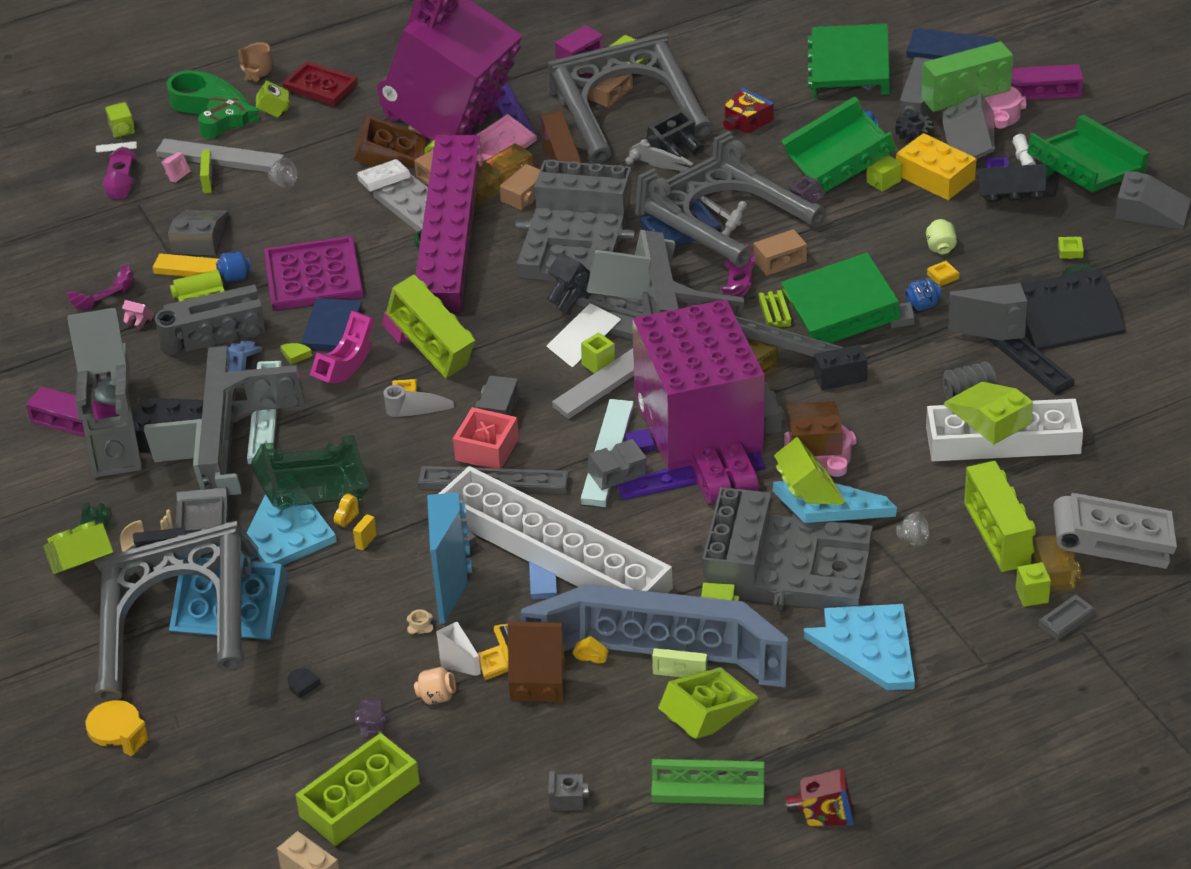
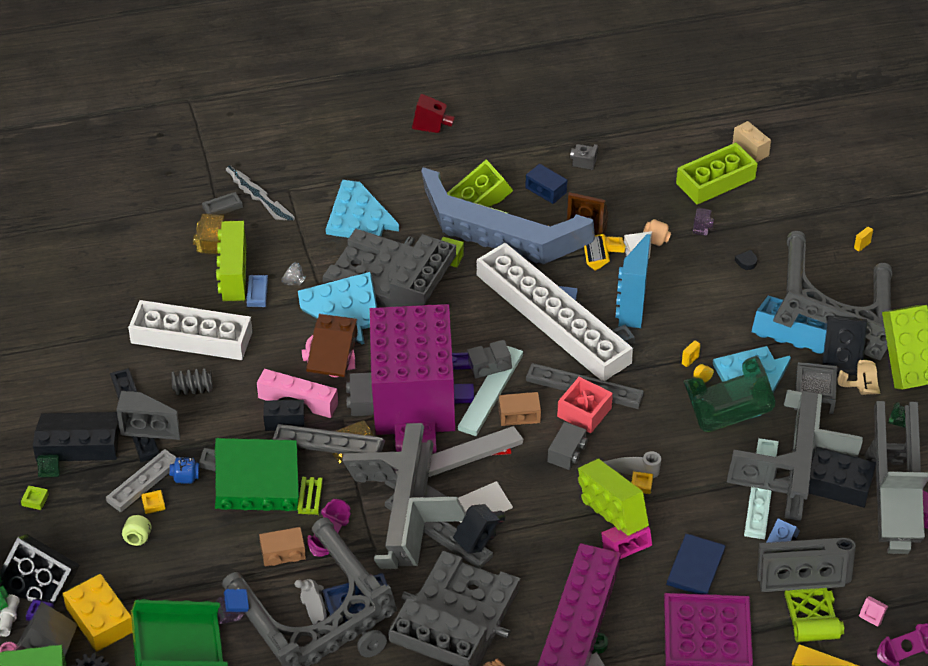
camera: 170 degrees left, 5 degrees up
(109, 721) = (878, 253): yellow tile -> none
(233, 266) = (783, 639): blue head -> none
(295, 352) = (731, 541): lime tile -> none
(349, 353) = (692, 513): dark pink arch -> none
(419, 622) = (659, 283): tan plate -> none
(565, 429) = (519, 409): none -> medium nougat brick
(597, 352) = (475, 464): lime brick -> none
(613, 731) = (546, 183): none -> dark blue brick
(707, 786) = (495, 146): bright green fence -> none
(799, 183) = (236, 600): none -> blue tile
(806, 475) = (356, 295): lime slope -> none
(865, 391) = (318, 397): none -> bright pink arch
(953, 512) = (257, 290): none -> medium blue tile
(967, 278) = (141, 481): none -> light grey plate
(992, 410) = (198, 320): lime slope -> none
(1026, 644) = (257, 193): none -> light grey sword
(1033, 584) = (234, 213): lime brick -> none
(1114, 530) = (162, 229): light grey hinge -> none

